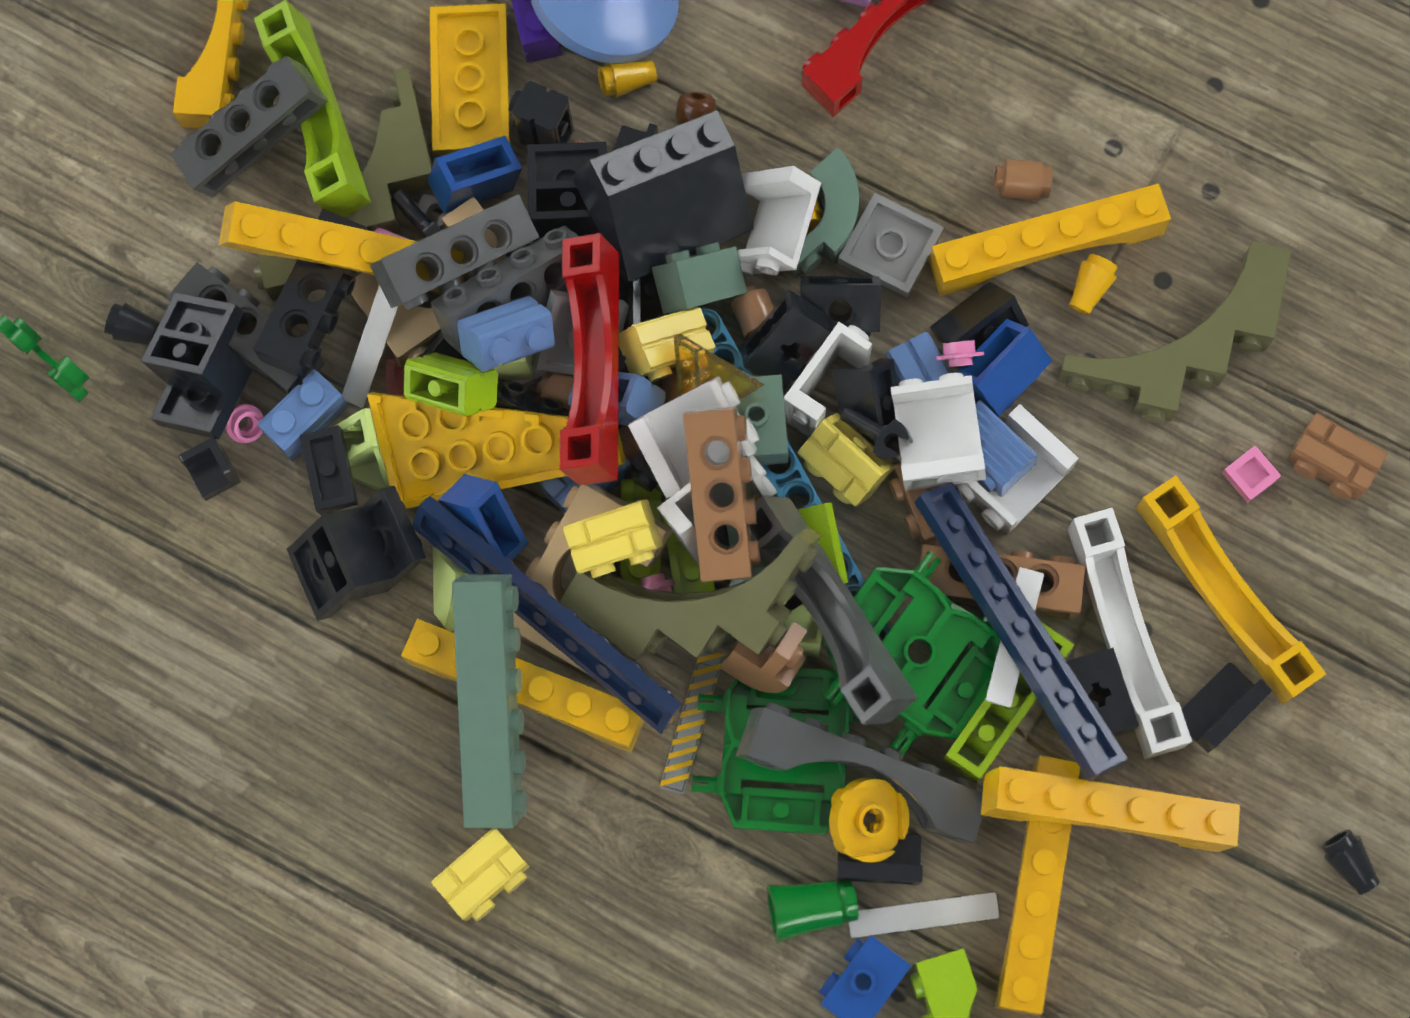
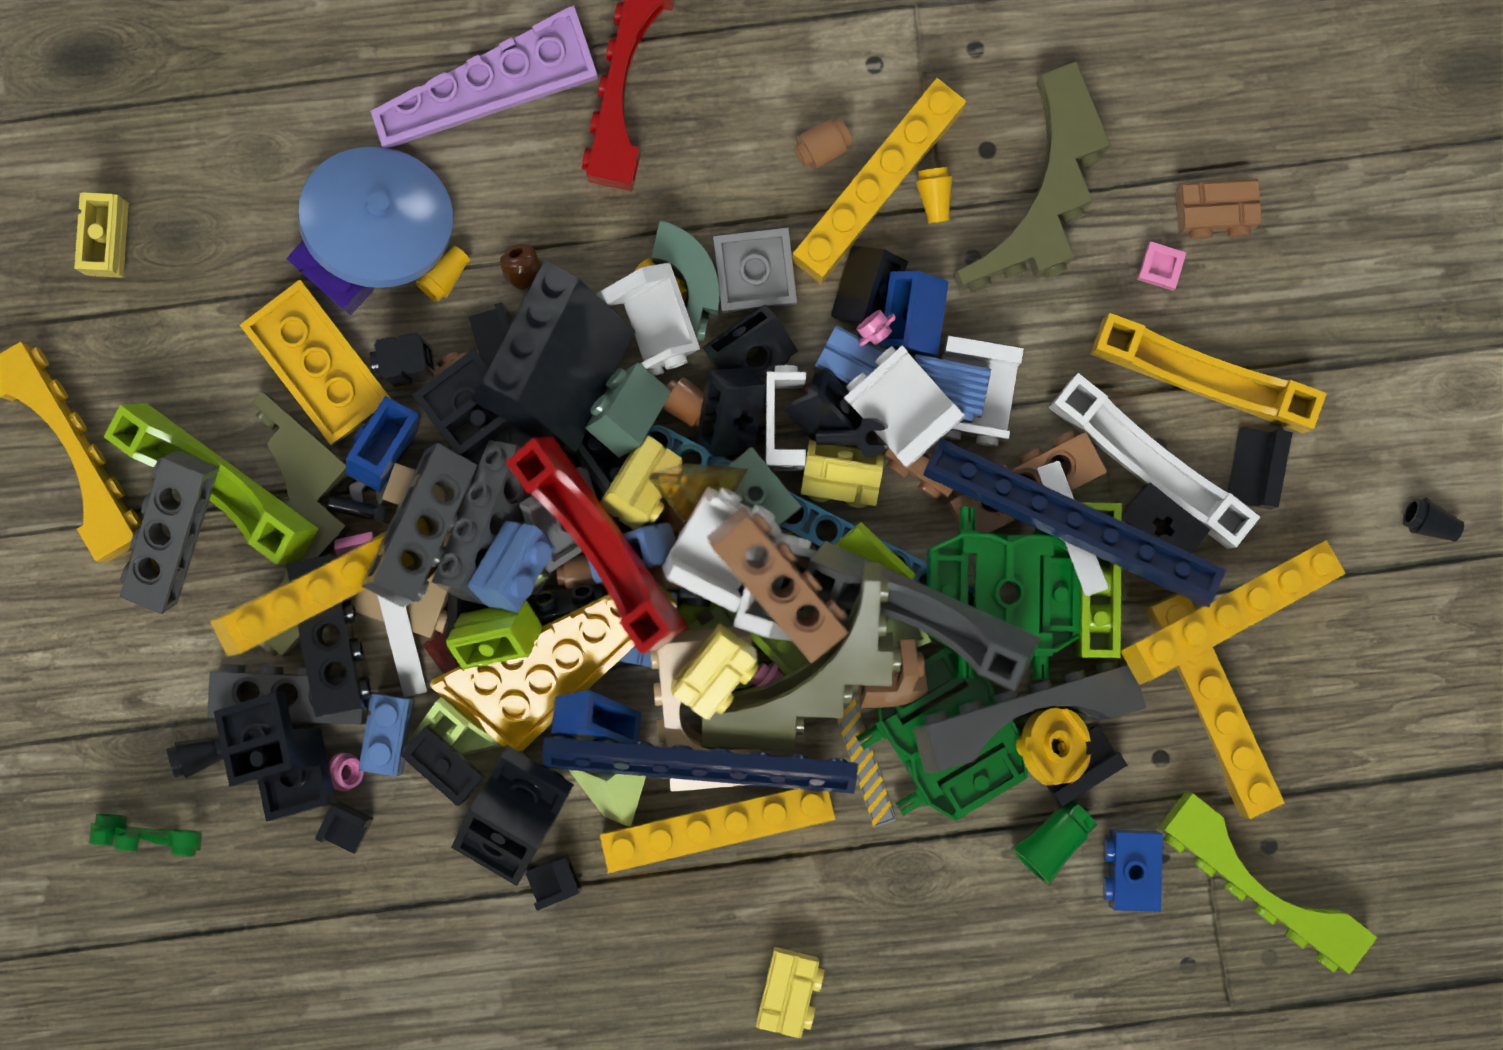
camera: 40 degrees left, 10 degrees up
(351, 638) = (553, 882): none -> black panel
(488, 700) = (704, 862): sand green brick -> none
(925, 915) = (1142, 782): white sticker -> none

